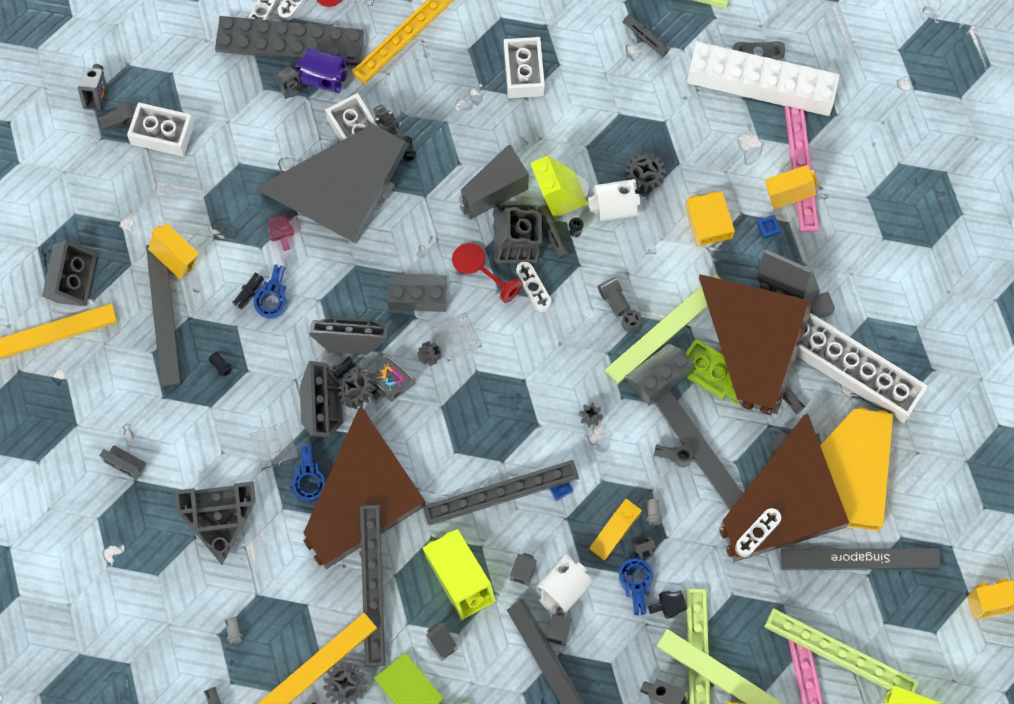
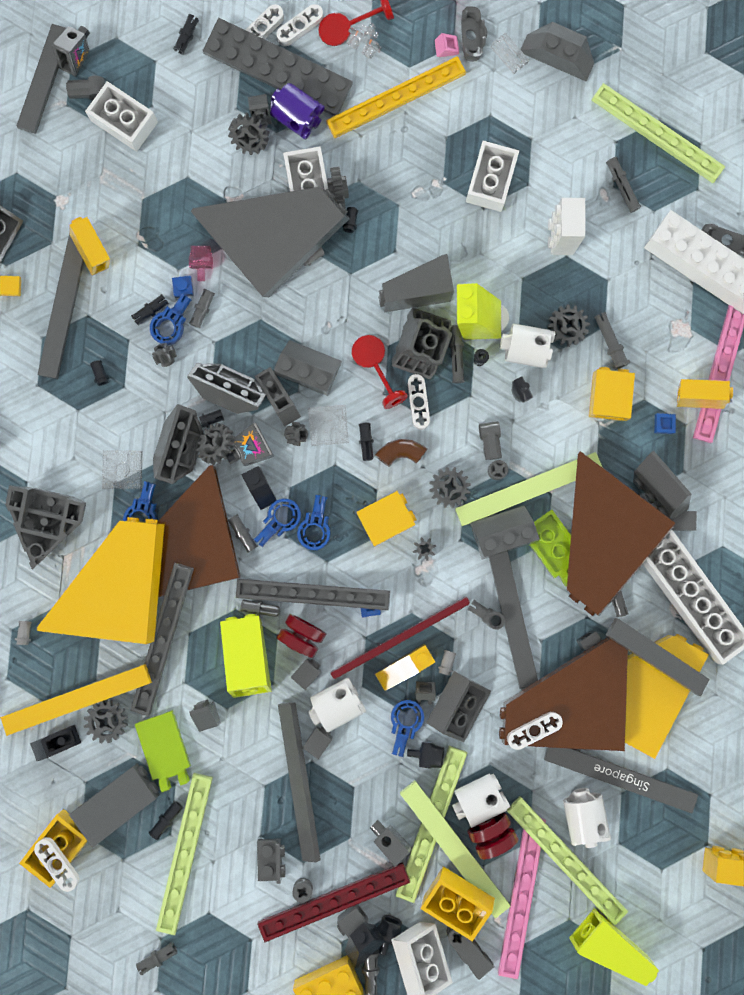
camera: 15 degrees right, 15 degrees up
(72, 124) = (41, 84): none -> dark grey tile
(193, 40) = (186, 34): none -> black pin
(269, 259) = (182, 285): none -> blue plate
(277, 325) = (164, 354): none -> dark grey gear
(291, 99) = (248, 133): none -> dark grey gear
(297, 273) = (201, 308): none -> dark grey pin
(311, 551) = (115, 589): none -> yellow slope
(400, 326) = (277, 396): none -> dark grey slope
(412, 414) = (259, 487): none -> black slope
(412, 462) = (242, 533): none -> dark grey pin
(437, 449) = (269, 531): none -> blue pin
(452, 525) = (259, 608): none -> dark grey axle
(477, 417) = (318, 511): none -> blue pin
(498, 338) = (366, 441): none -> black axle
(505, 532) = (300, 638): none -> dark red wheel
(532, 333) = (400, 449): none -> reddish brown cylinder
(544, 400) = (386, 518): none -> yellow brick
(585, 353) = (441, 486): none -> dark grey gear
(599, 504) = (402, 636): none -> dark red tile
(609, 86) = (567, 226): none -> white brick
(624, 242) = (520, 390): none -> black piece
(680, 547) = (458, 707): none -> dark grey slope
(696, 178) = (615, 349): none -> dark grey pin
(730, 629) = (474, 801): none -> white cylinder
(758, 650) = (493, 836): none -> dark red wheel
(841, 603) = (586, 818): none -> white cylinder
(845, 428) = (657, 657): none -> dark grey tile

